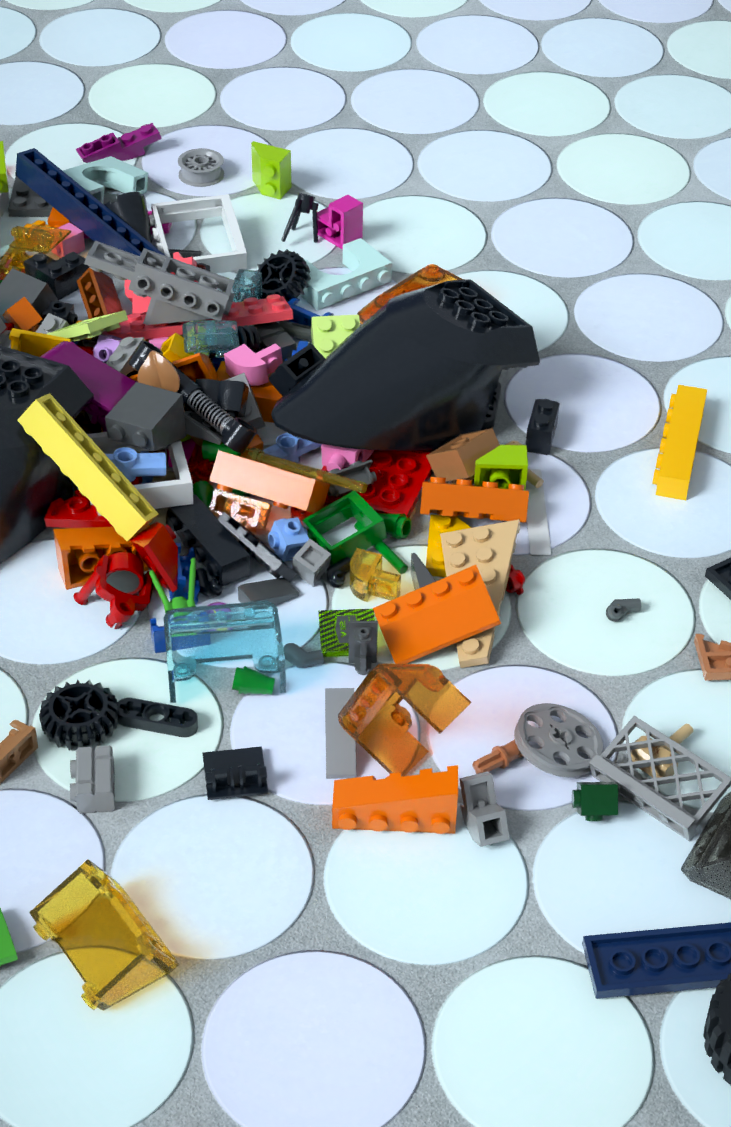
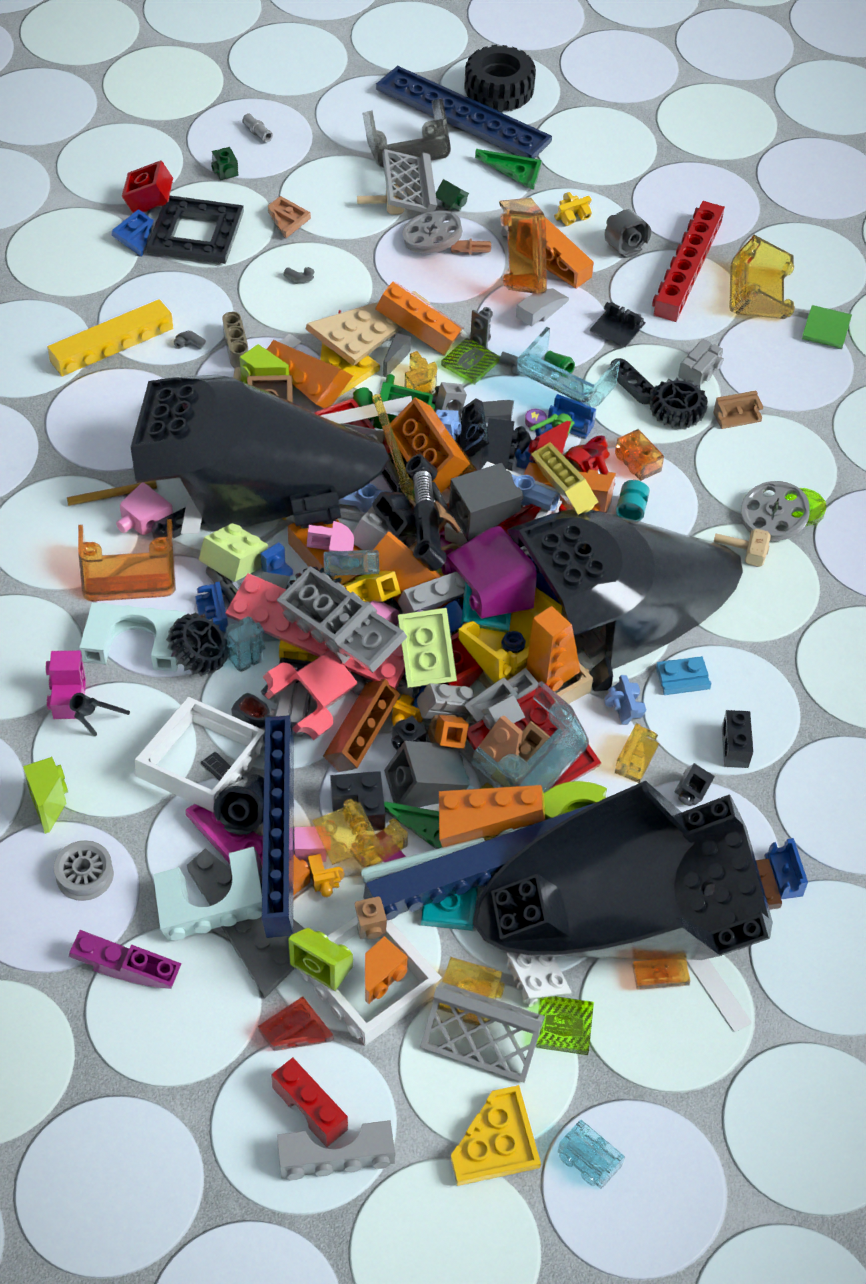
camera: 140 degrees left, 10 degrees up
(37, 581) = (633, 500): none -> teal wheel
(73, 634) = (639, 454): none -> clear orange brick
(232, 921) = (688, 261): none -> red brick
(337, 884) = (627, 232): none -> dark grey brick
(373, 485) = (367, 411): none -> white sticker
(448, 892) = (573, 205): none -> yellow hips
(580, 504) = (234, 337): none -> dark tan beam
(583, 912) = (519, 168): none -> green wing
(624, 483) = (188, 337): none -> dark grey arm

